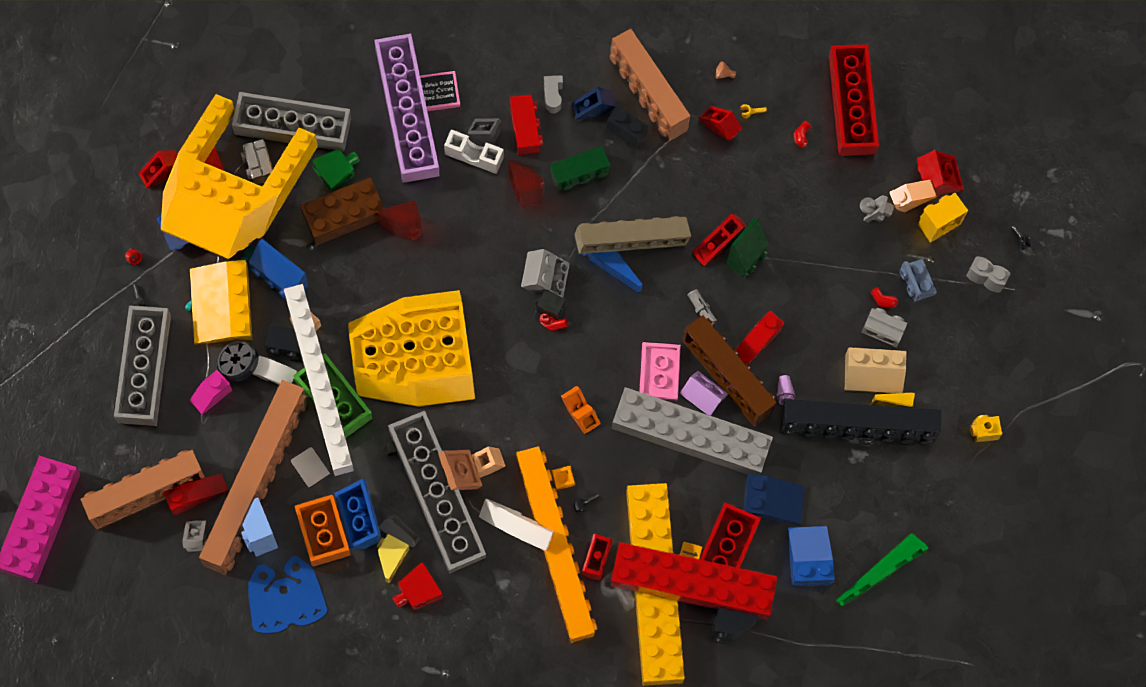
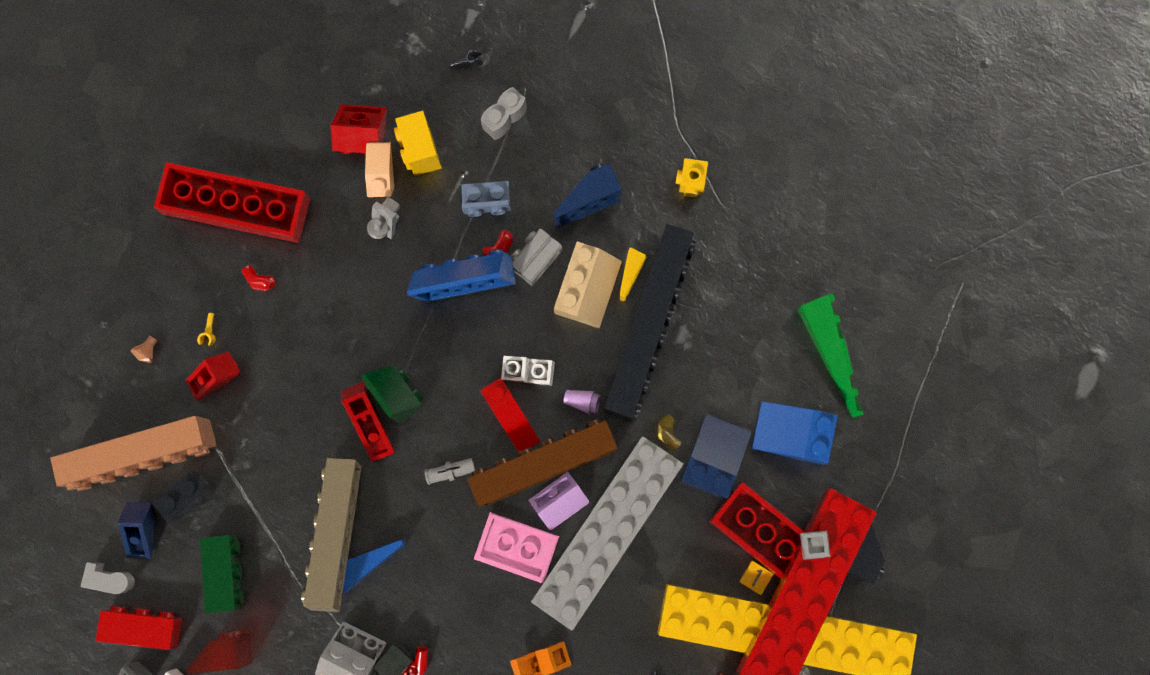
camera: 65 degrees left, 10 degrees up
(731, 571) = (815, 545): none -> light grey tile
(780, 459) = (665, 432): none -> clear yellow arm
(795, 345) = (527, 370): none -> white slope
(851, 275) = (462, 277): none -> blue slope
(944, 351) = (593, 193): none -> dark blue slope

